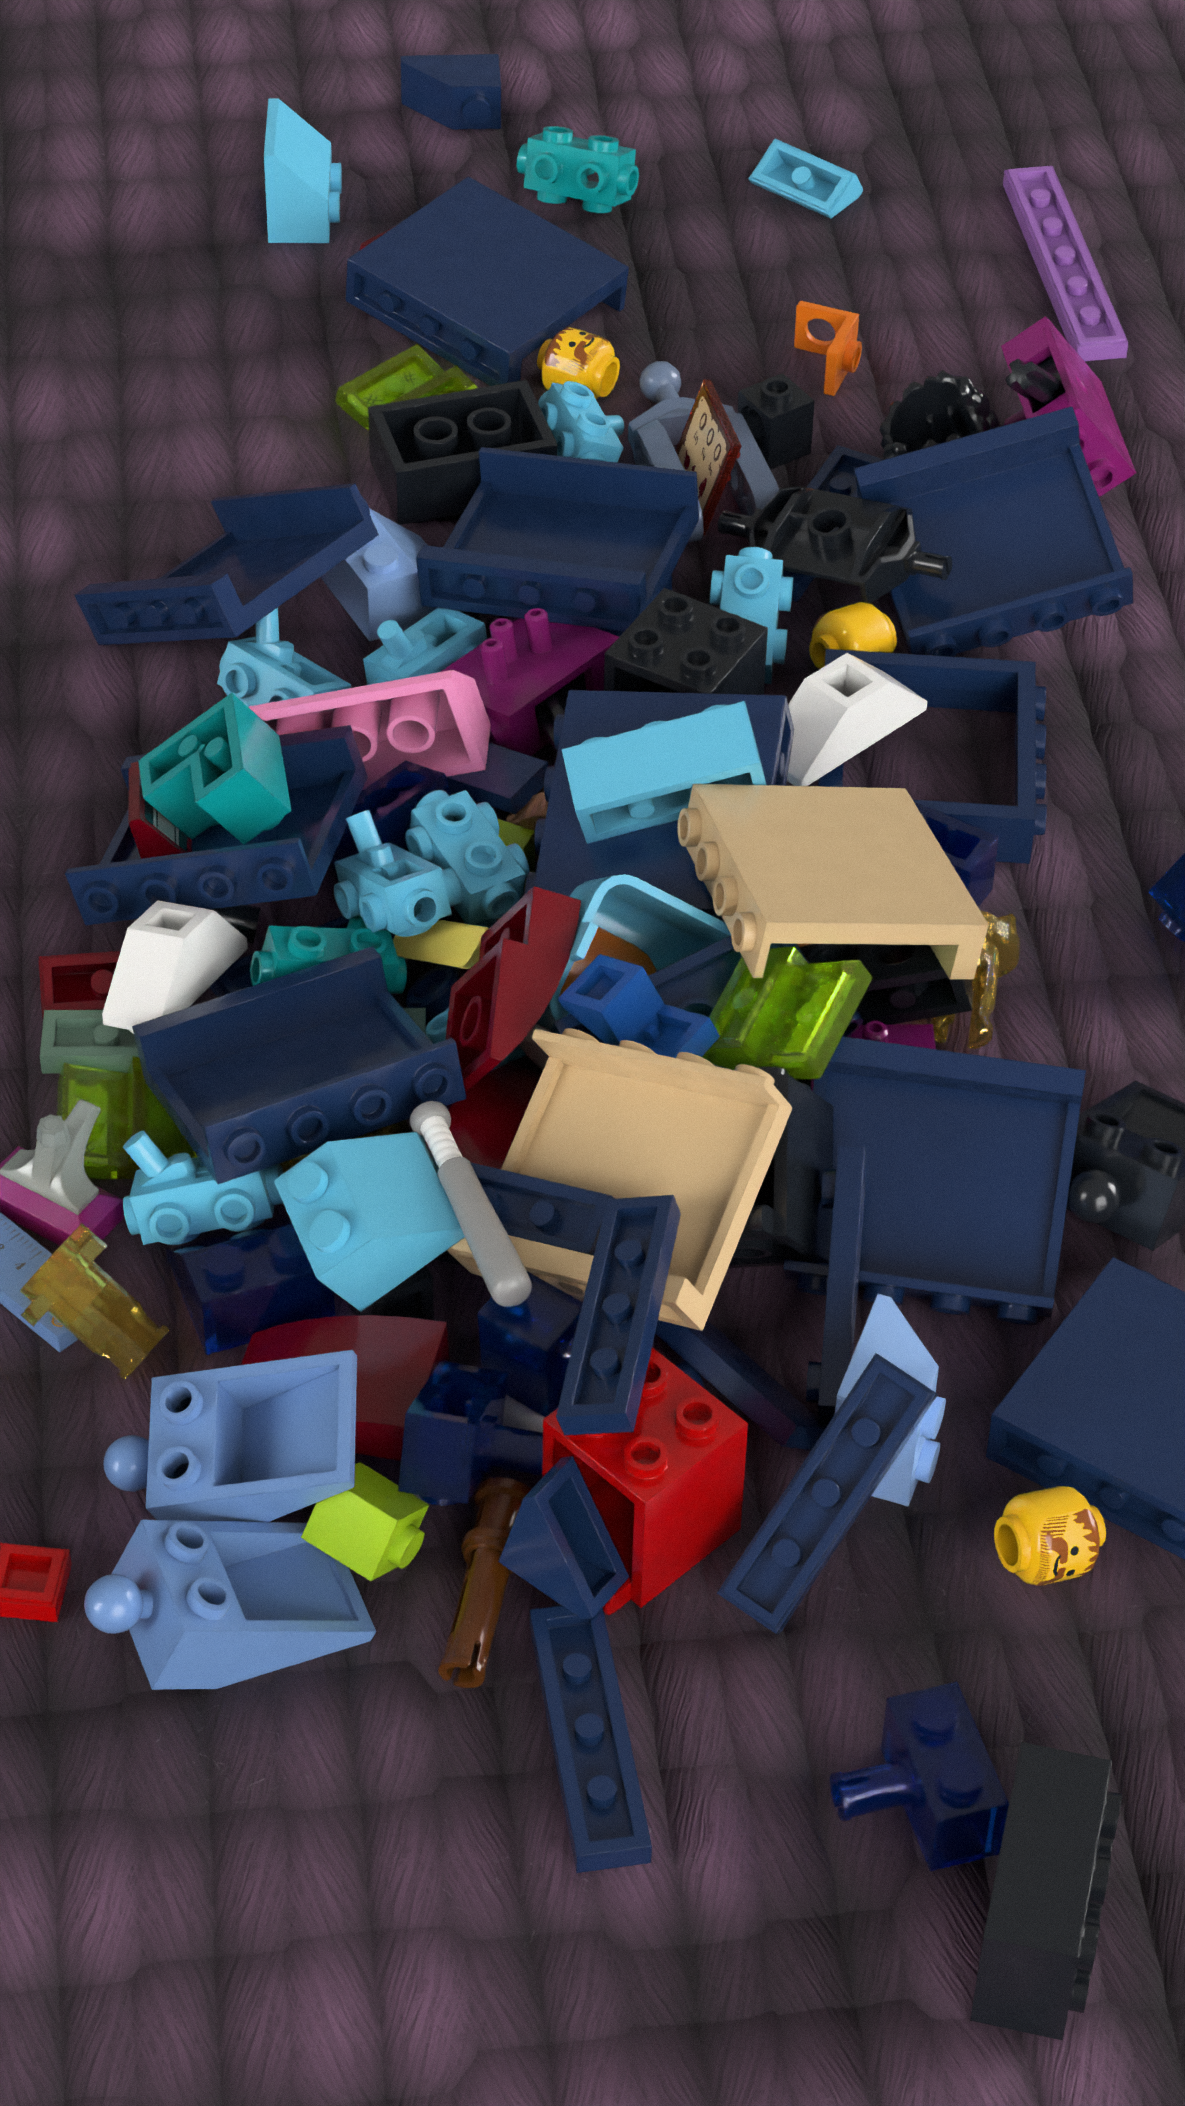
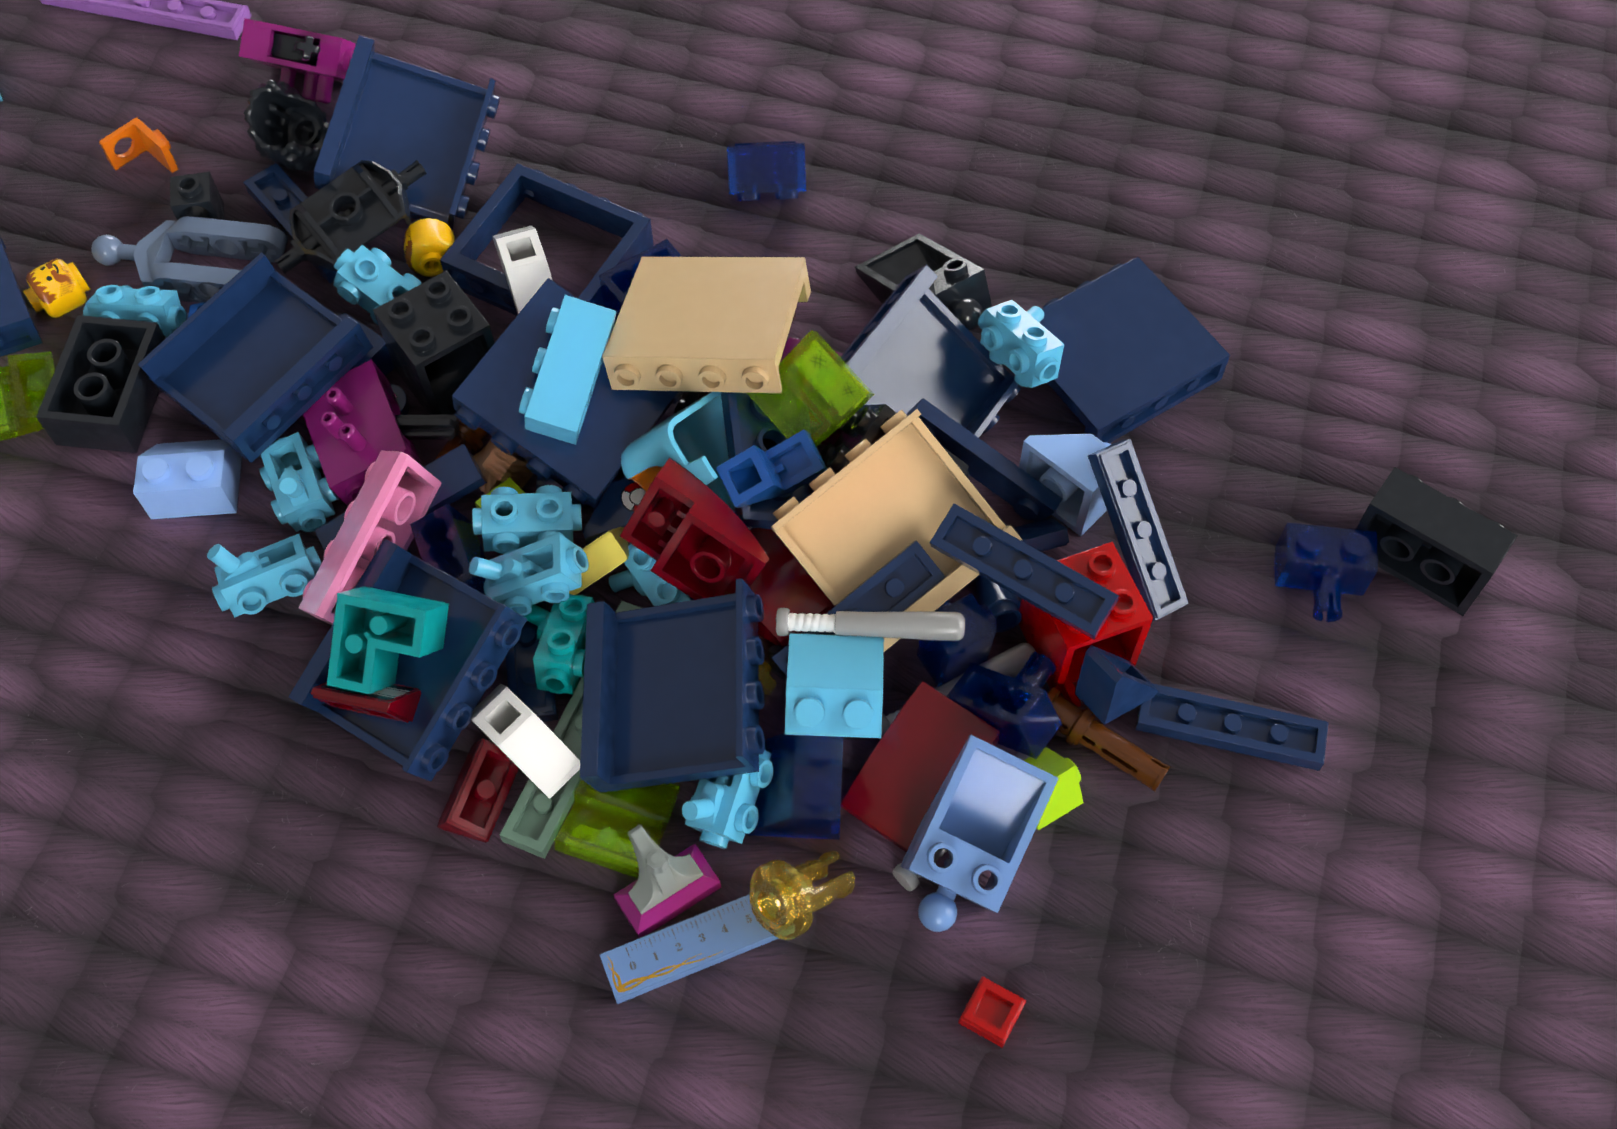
camera: 65 degrees left, 15 degrees up
(227, 1601) = (1069, 896): medium blue slope -> none
(264, 558) = (151, 560): dark blue panel -> none
(433, 990) = (610, 588): dark blue tile -> none
(709, 448) = (211, 240): piece -> none
(1049, 1535) = (1179, 442): yellow head -> none
(1072, 1251) = (1021, 343): none -> medium azure brick

